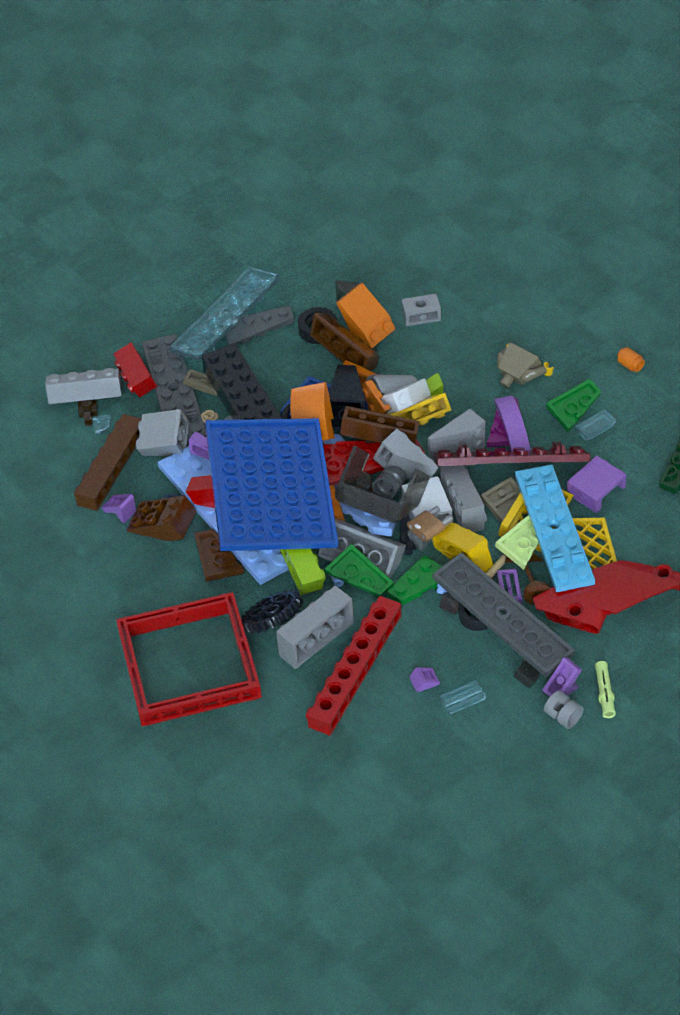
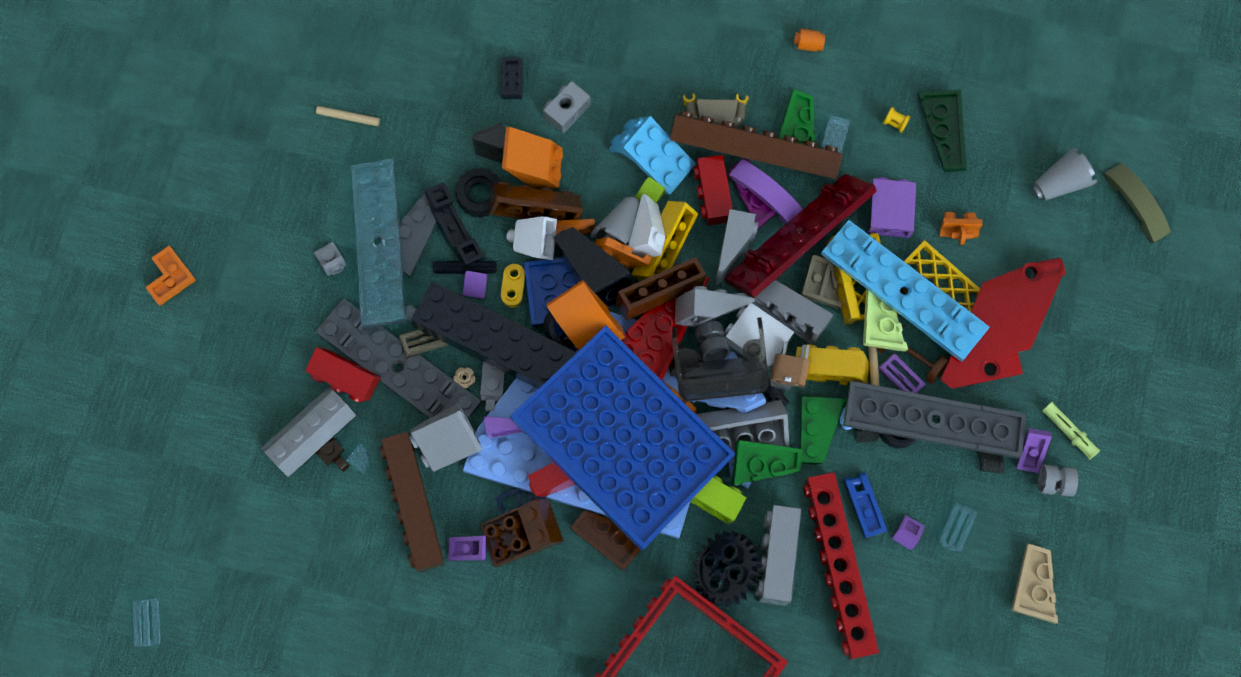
camera: 45 degrees left, 25 degrees up
(86, 269) = (174, 278): none -> orange plate
(188, 311) = (330, 259): none -> light grey bracket
(266, 372) = (475, 284): none -> medium lavender slope
(269, 360) = (457, 267): none -> black axle
(275, 244) = (348, 116): none -> tan bar
(282, 330) = (451, 225): none -> black slope
(283, 390) = (513, 284): none -> yellow plate
(326, 362) = (534, 237): none -> white torso
(400, 277) = (512, 78): none -> black plate
(406, 643) = (865, 505): none -> blue plate
(454, 362) = (653, 152): none -> medium azure bracket
(480, 399) = (713, 189): none -> red brick
(485, 764) = (1034, 587): none -> tan wing
(527, 391) = (755, 145): none -> reddish brown brick
(638, 523) = (960, 228): none -> orange hips
(651, 437) = (896, 119): none -> yellow bush

